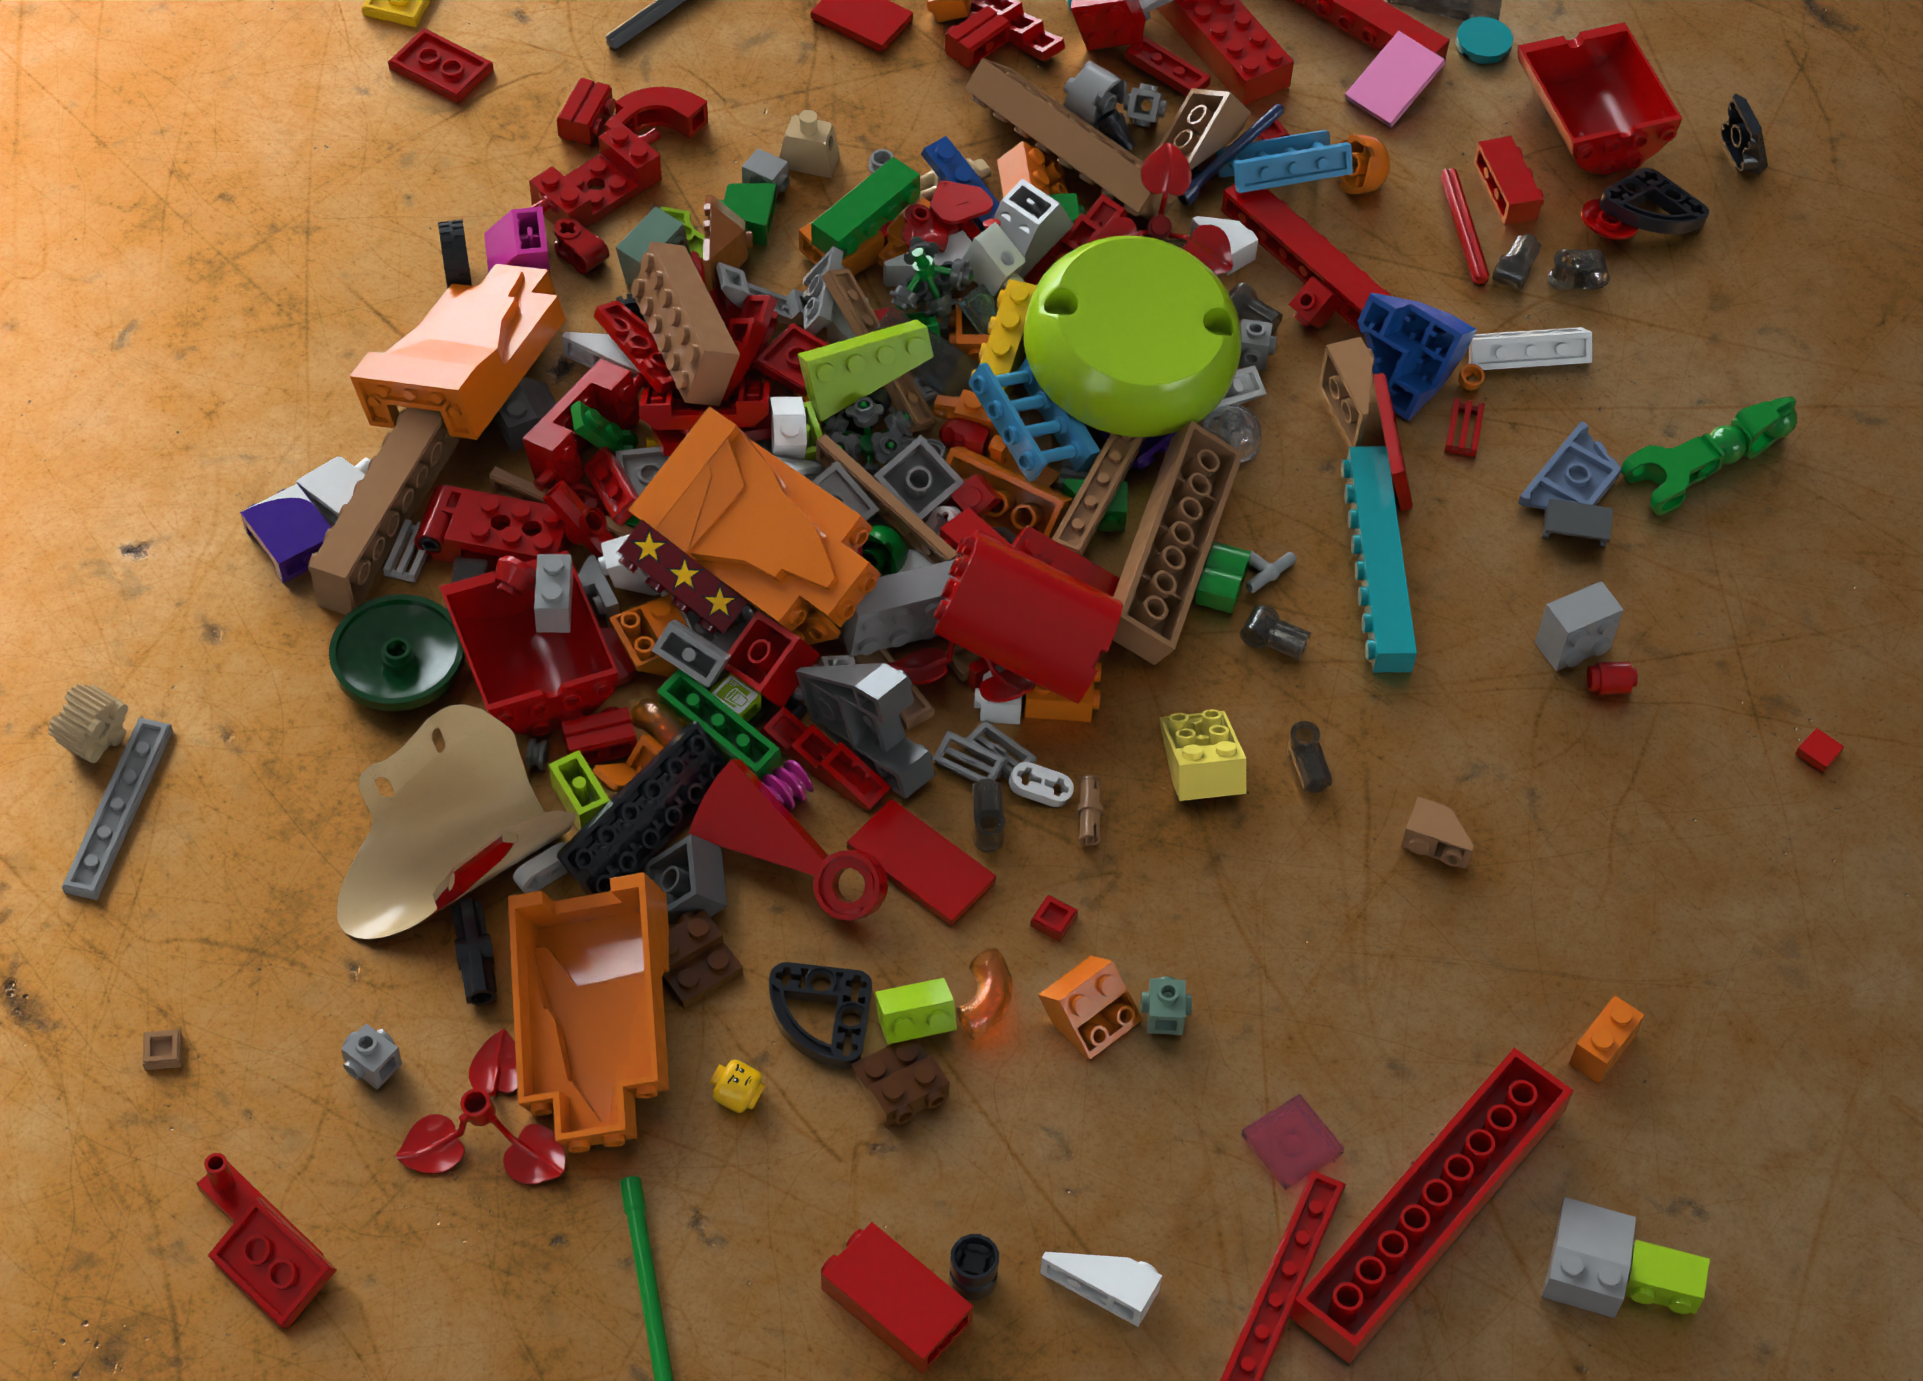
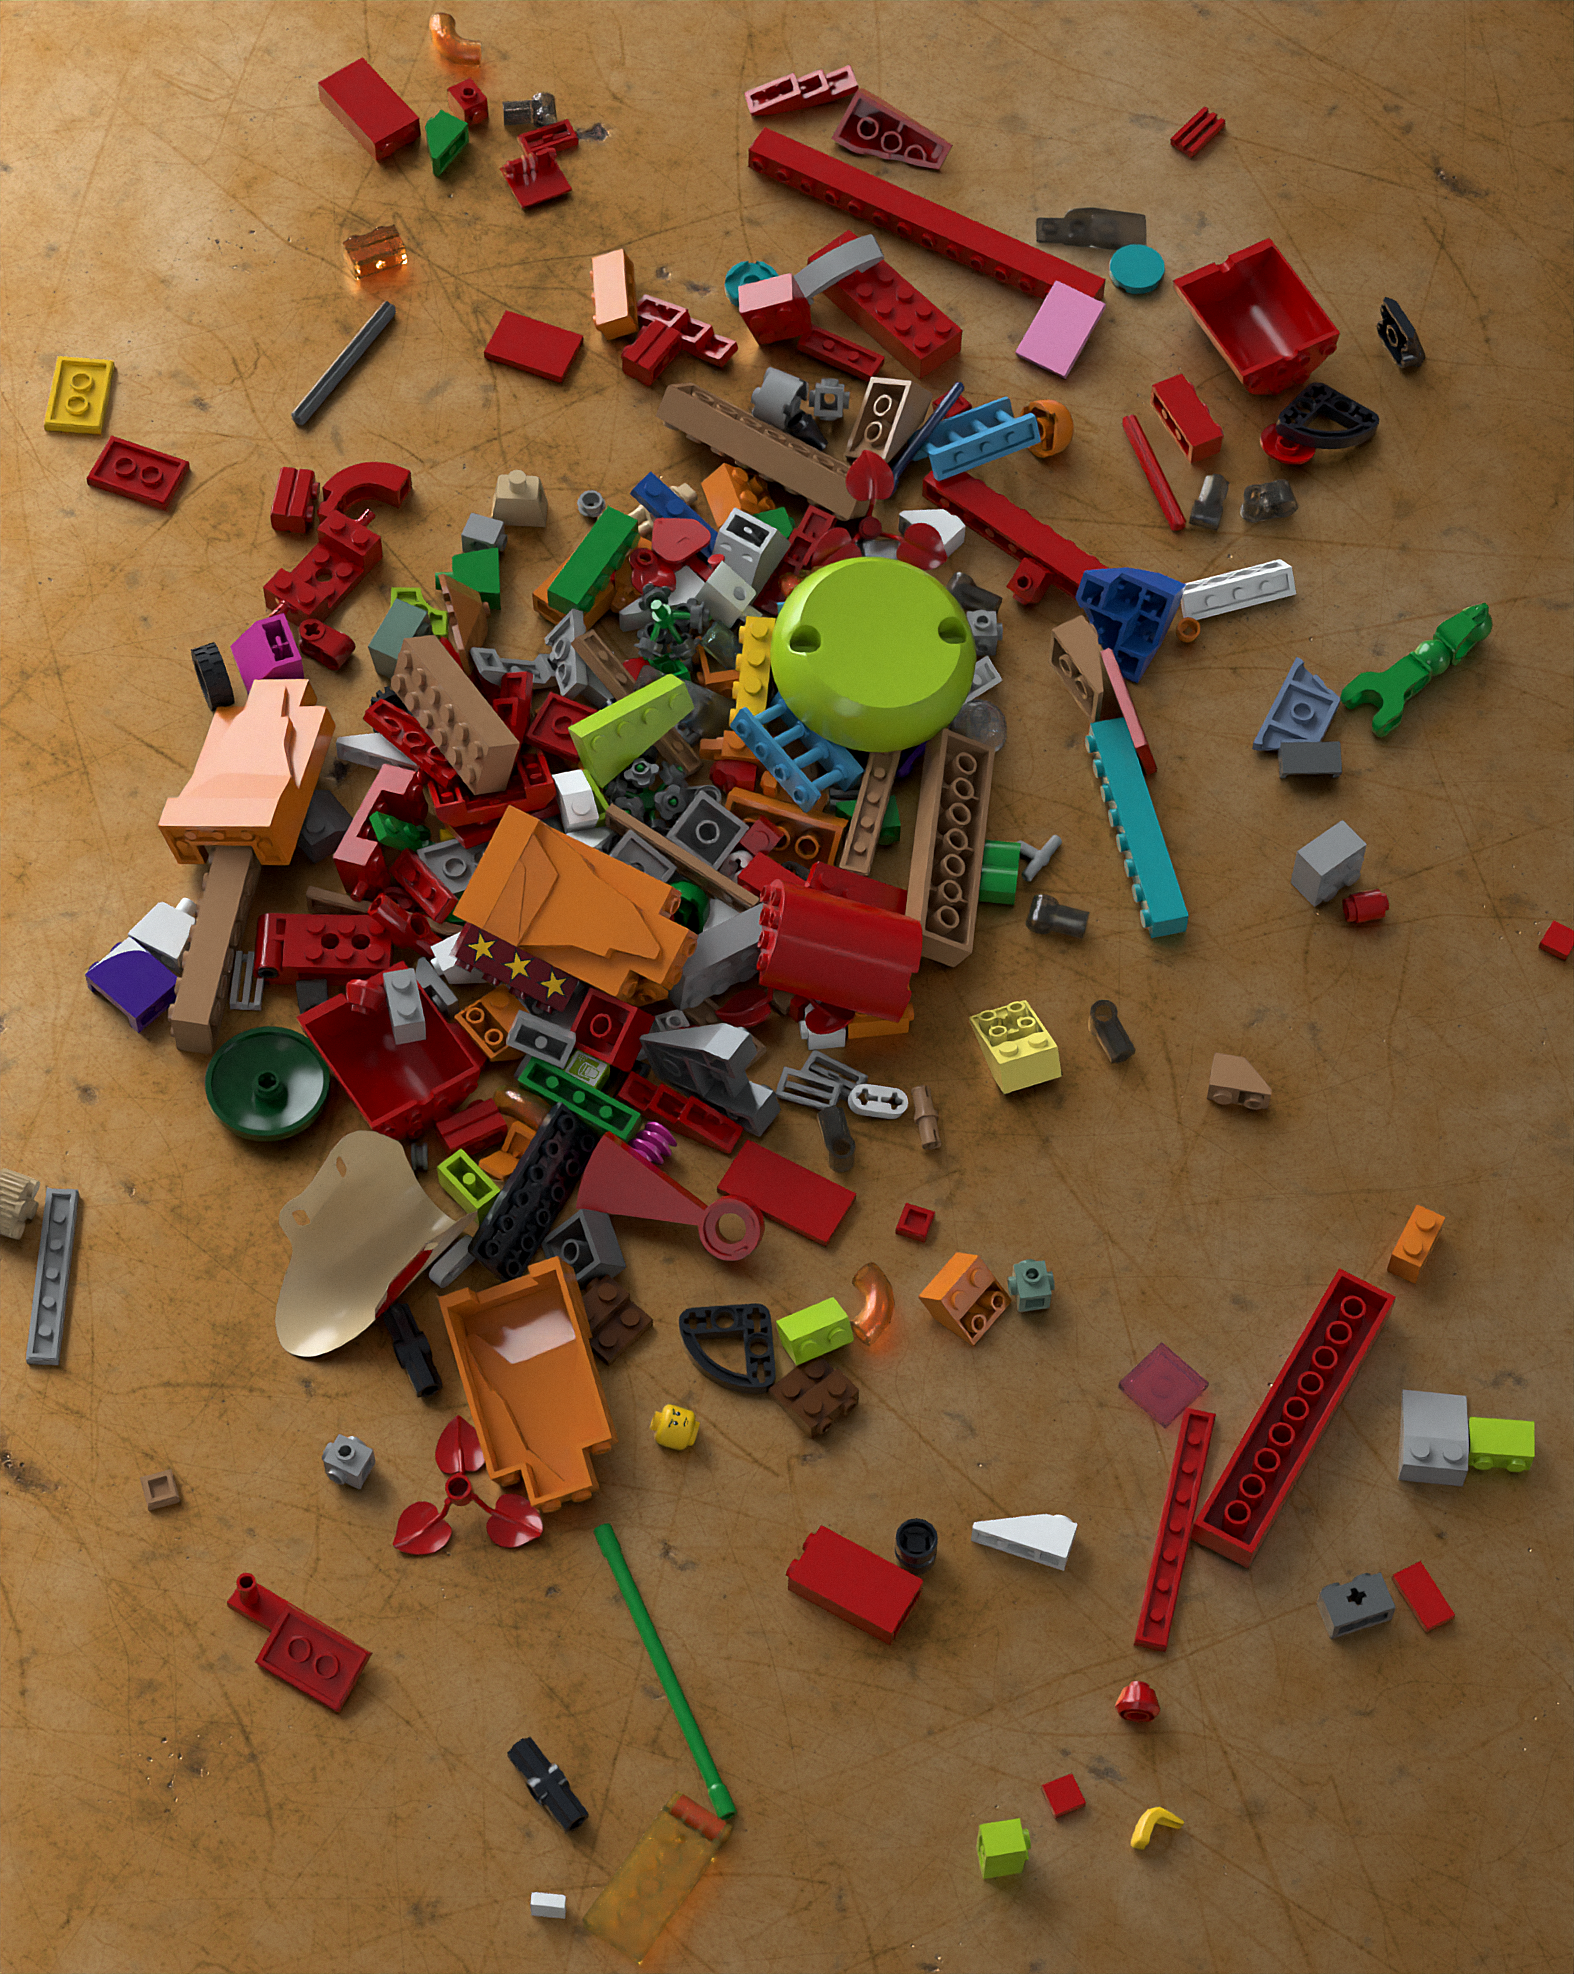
camera: 10 degrees left, 5 degrees up
(1467, 409) = (1190, 661): red tile -> none

